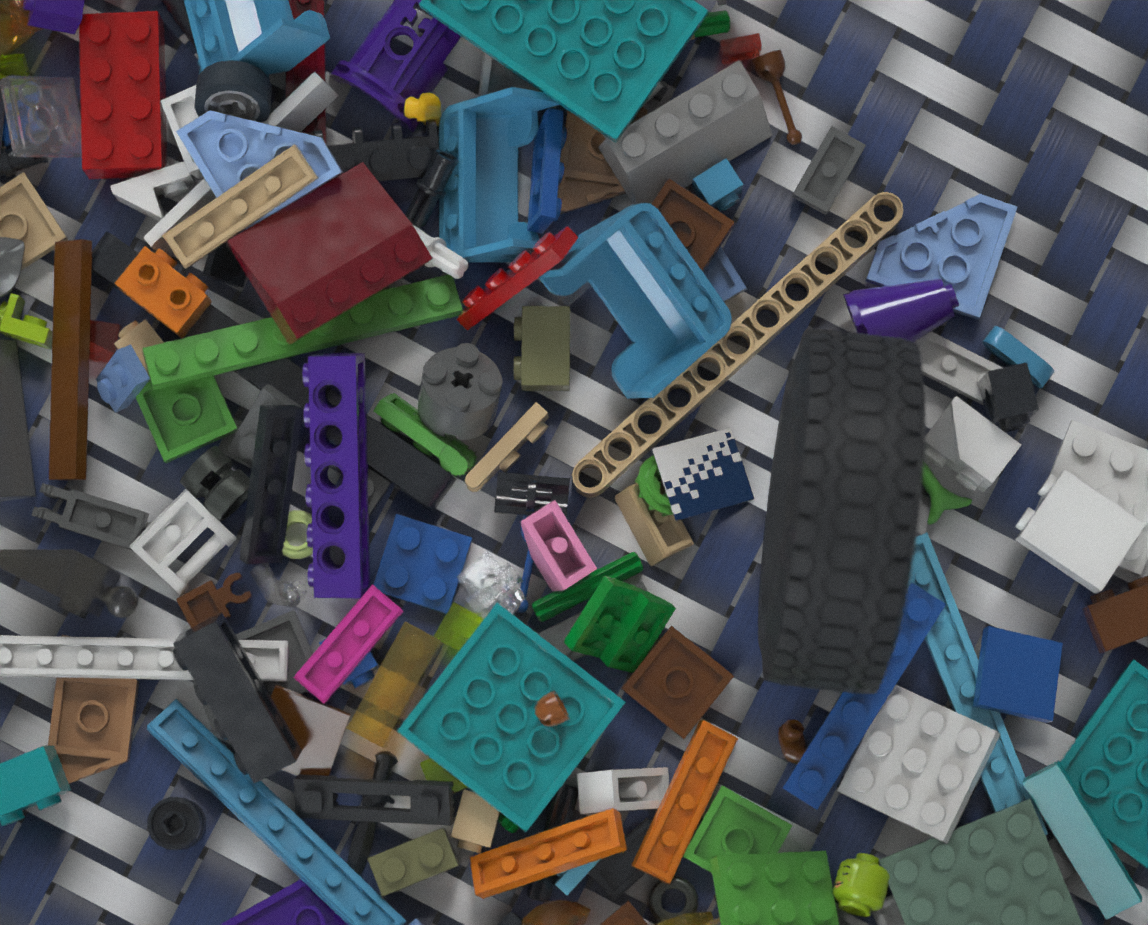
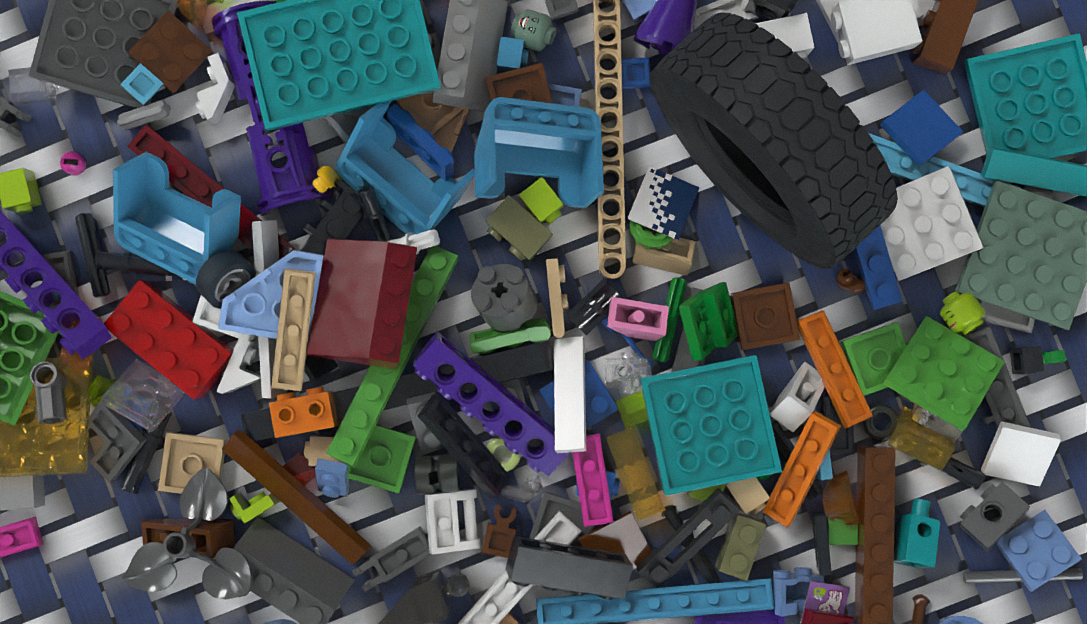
camera: 50 degrees left, 5 degrees up
(417, 546) = (569, 394): none -> white tile
(522, 272) = (470, 204): red plate -> none
(551, 710) = (728, 400): dark orange hinge -> none
(593, 348) = (542, 202): none -> lime brick
(764, 185) = (534, 29): none -> sand green head
(812, 318) = (635, 73): none -> blue tile

